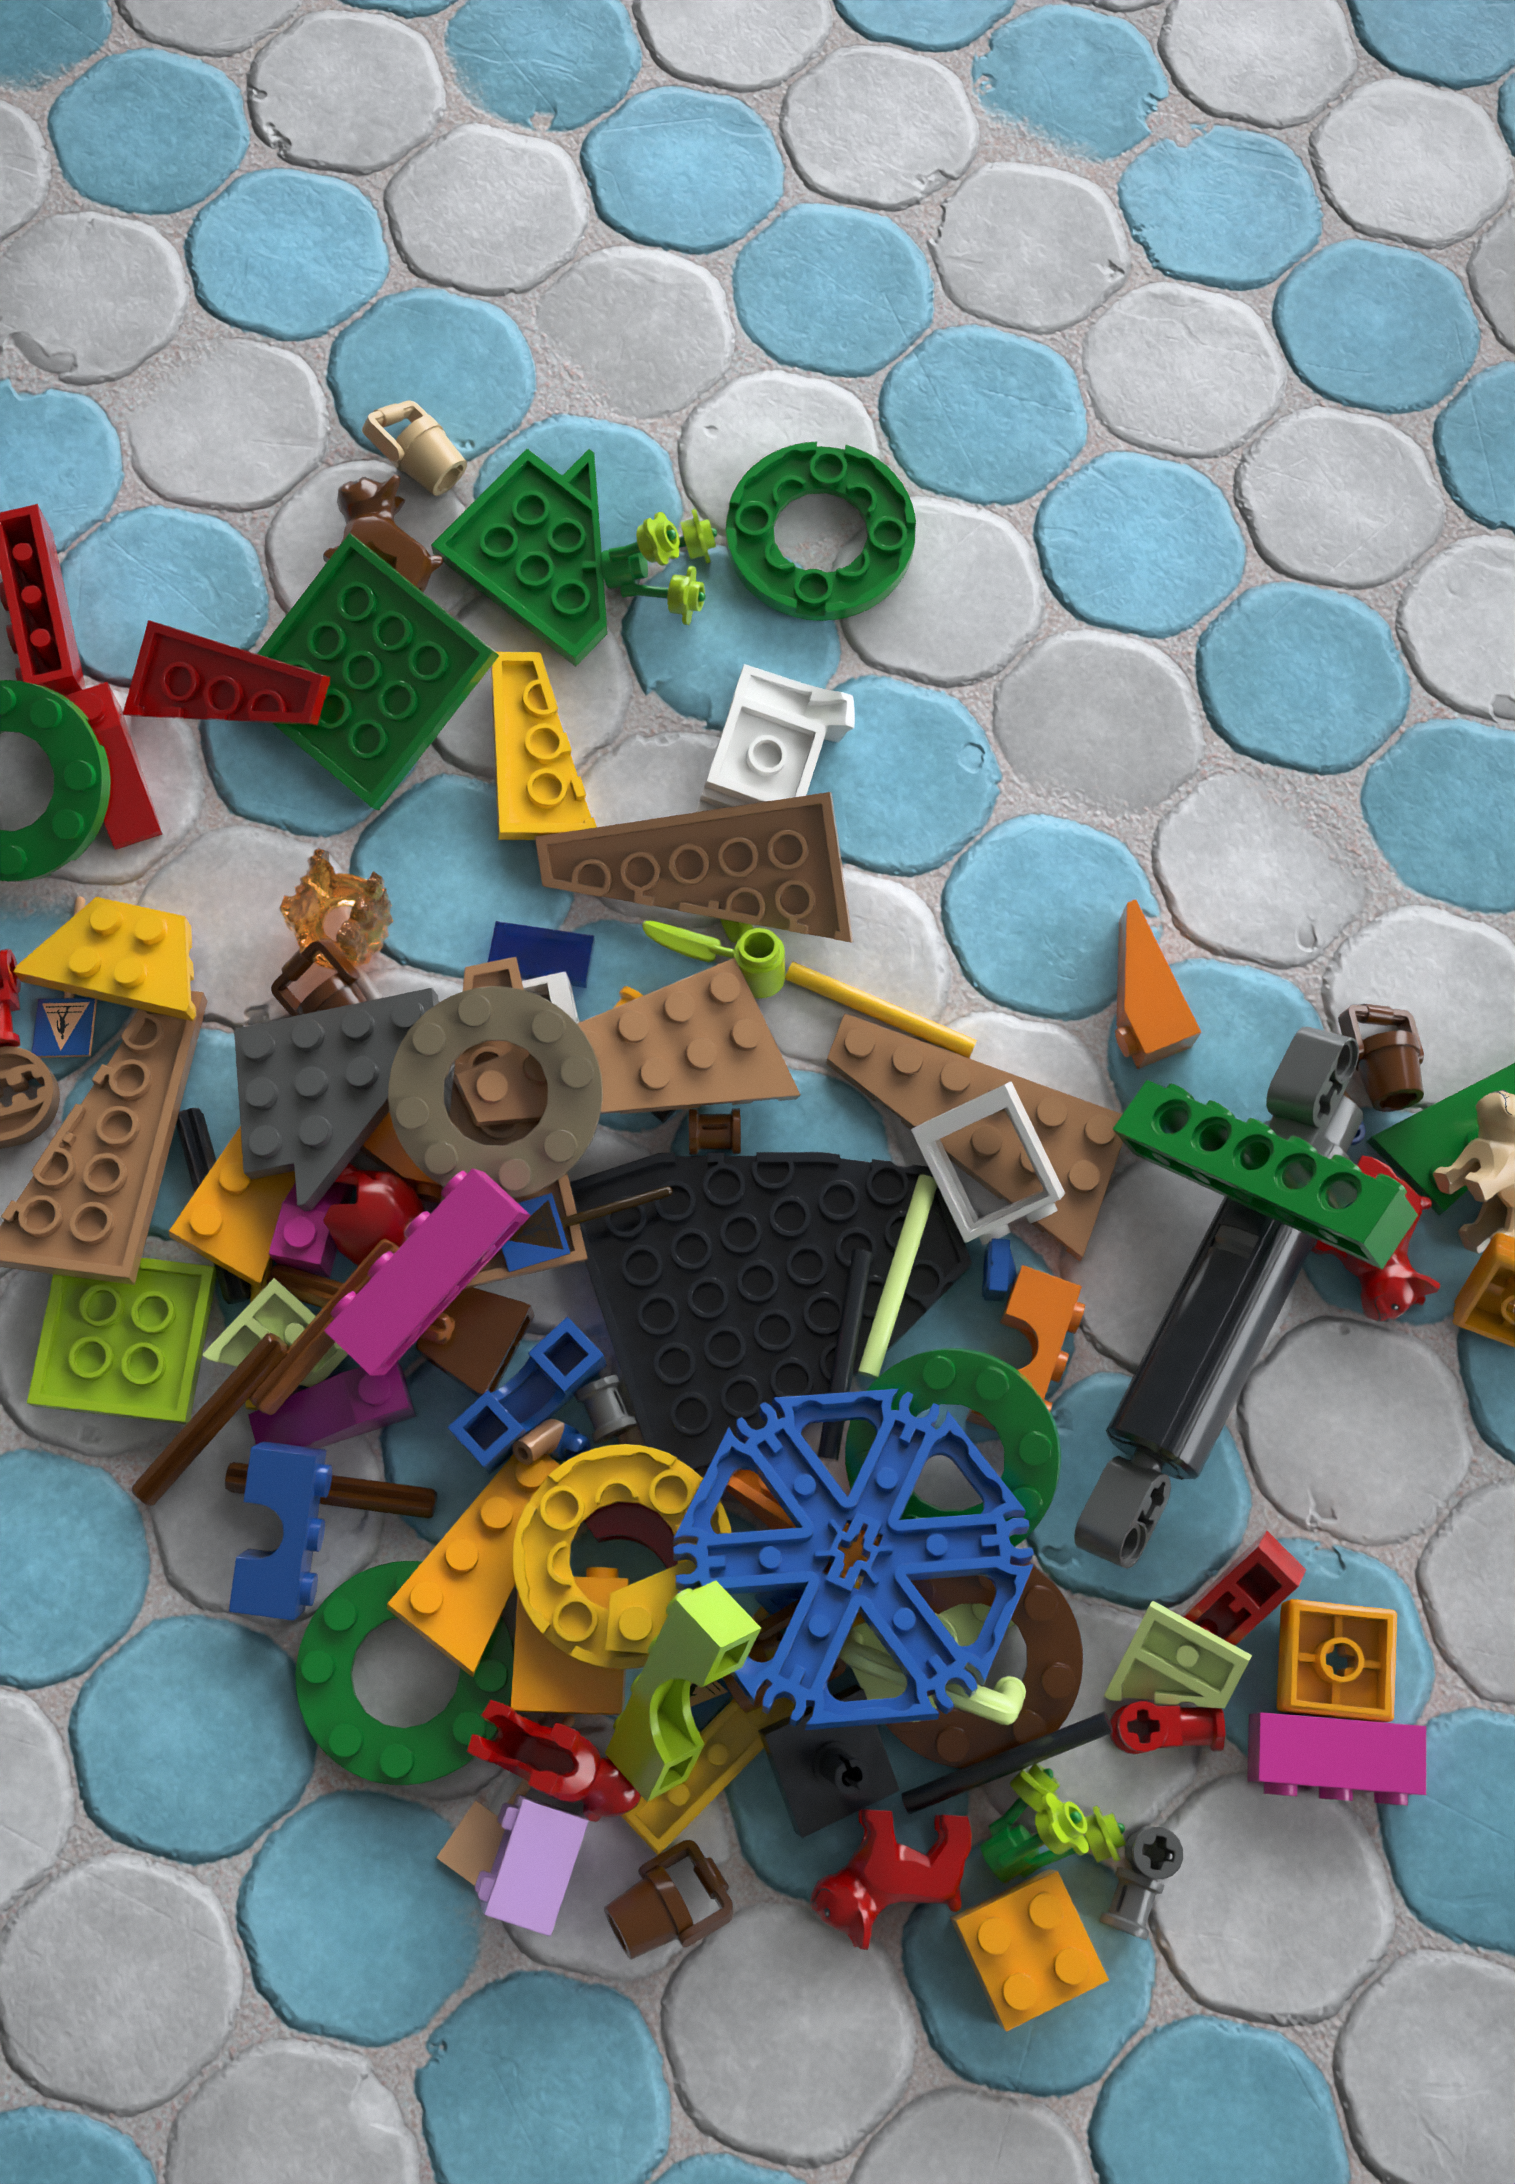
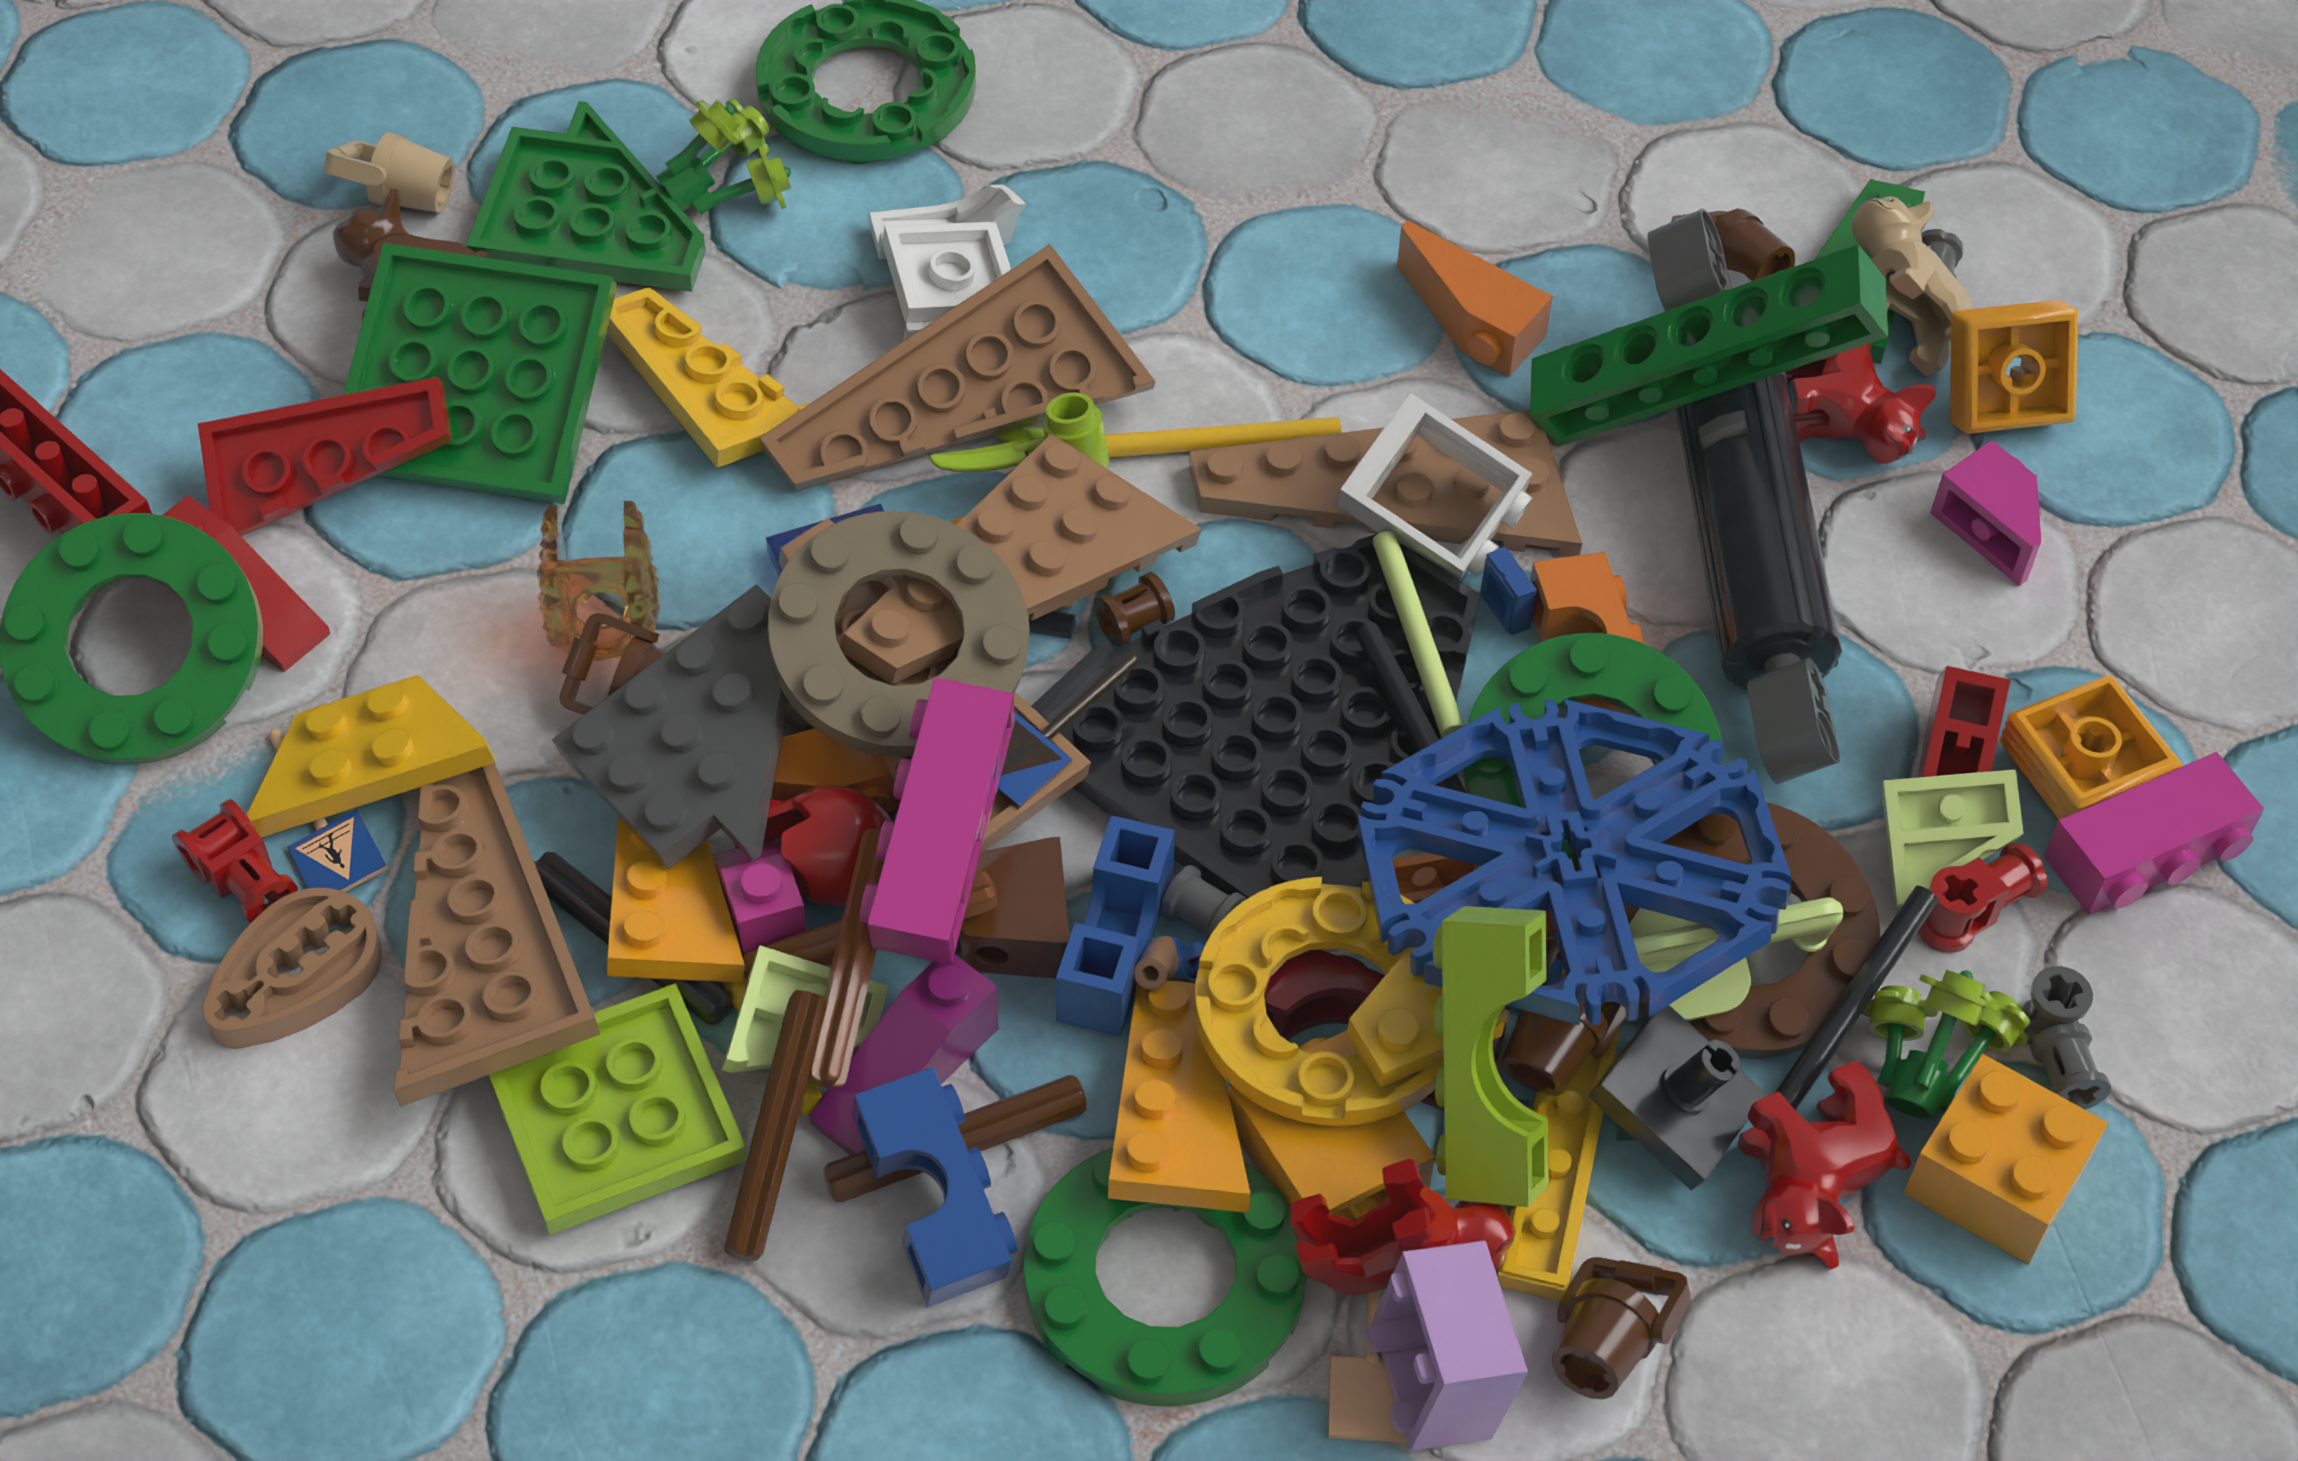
camera: 30 degrees left, 20 degrees down
(1423, 1406) = (1993, 508): none -> dark pink slope

